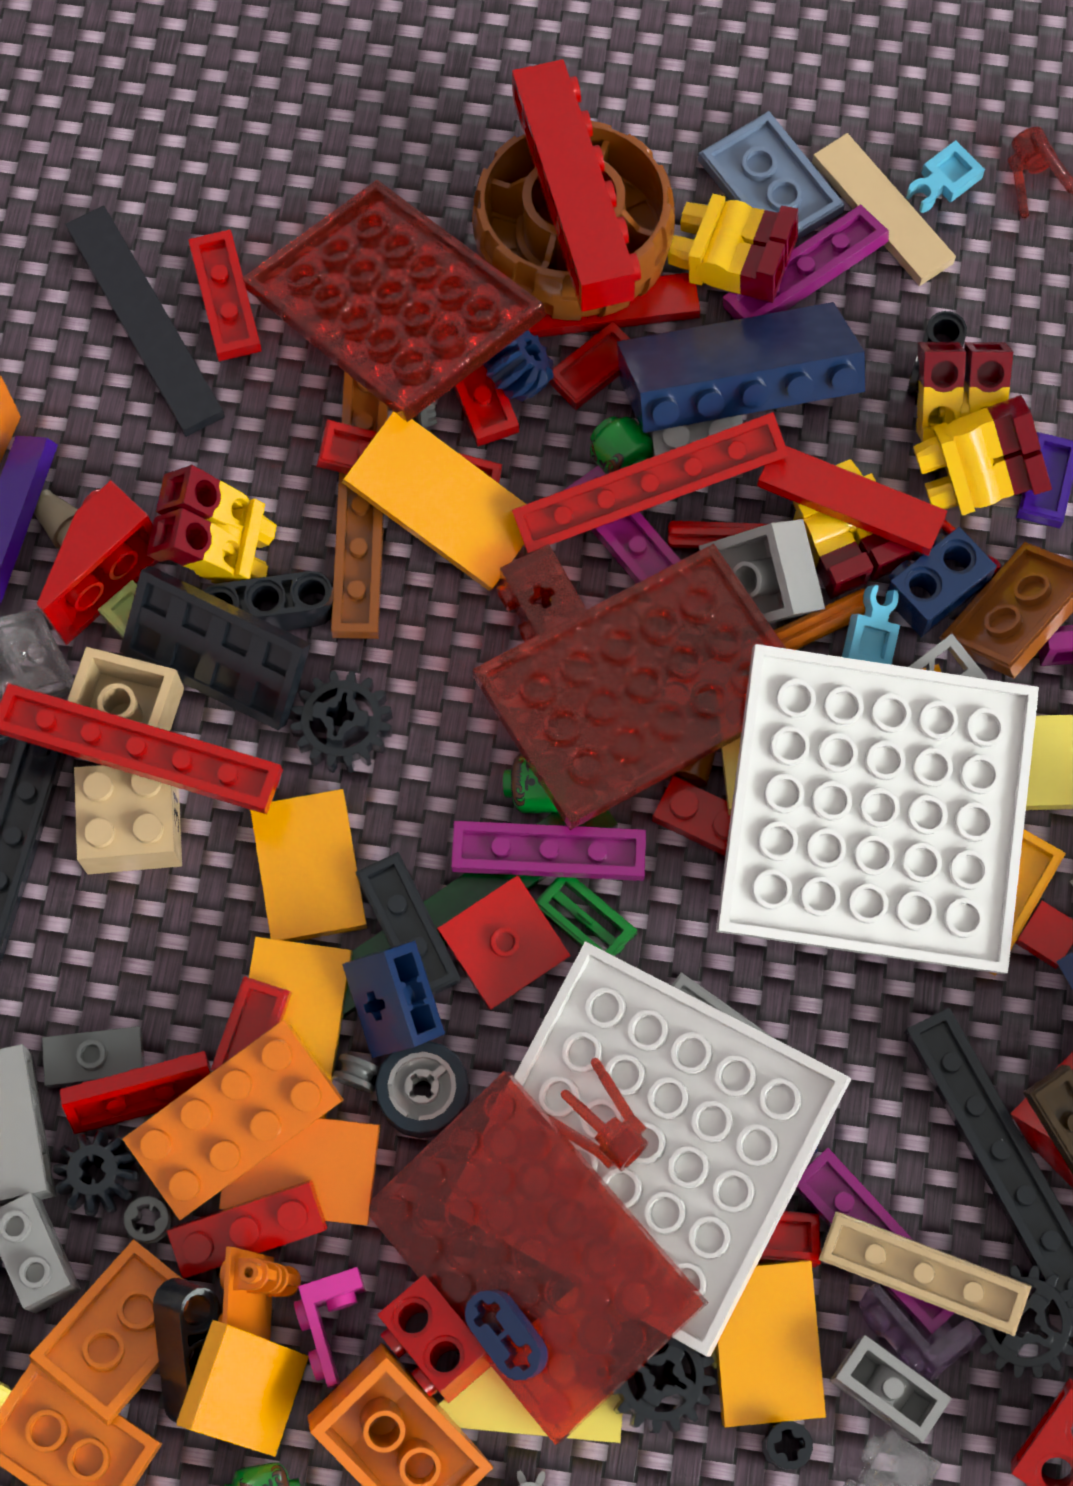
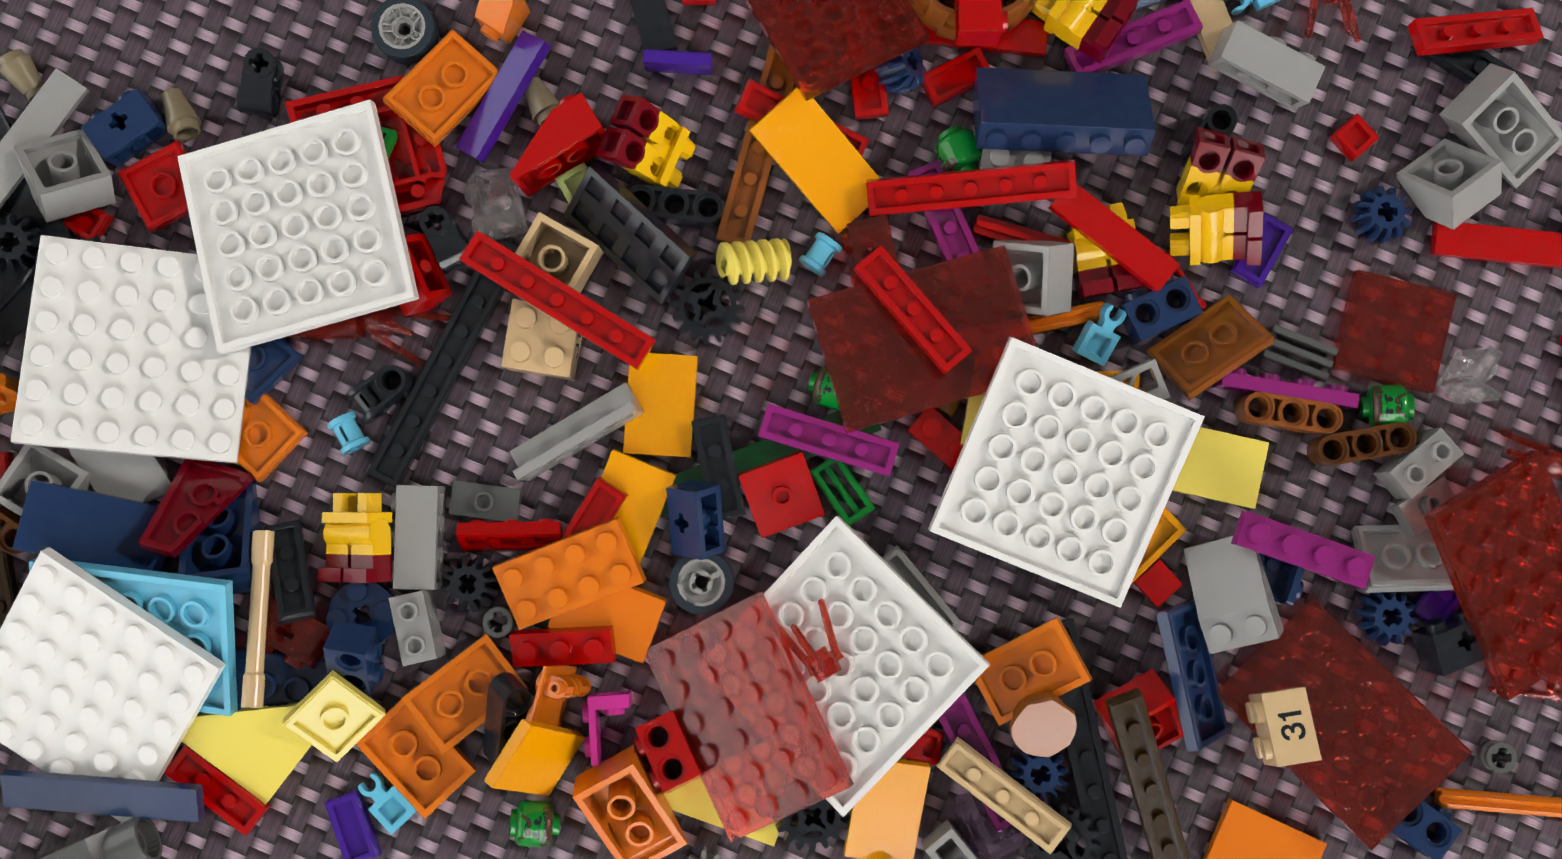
camera: 15 degrees right, 15 degrees up
(199, 930) = (575, 432): none -> light grey fence
(228, 428) = (678, 62): none -> dark purple tile
(356, 1073) = (659, 559): dark grey bush -> none
(389, 643) = (754, 258): none -> light yellow piece
(475, 619) = (820, 254): none -> medium azure bush
(515, 1327) = (715, 767): dark blue beam -> none
(615, 646) = (912, 309): none -> red plate
(910, 1092) = (1030, 665): none -> orange plate
(949, 1155) = (1042, 724): none -> hat
(956, 1215) = (1039, 784): none -> dark blue gear
(982, 256) = (1266, 64): none -> light grey brick

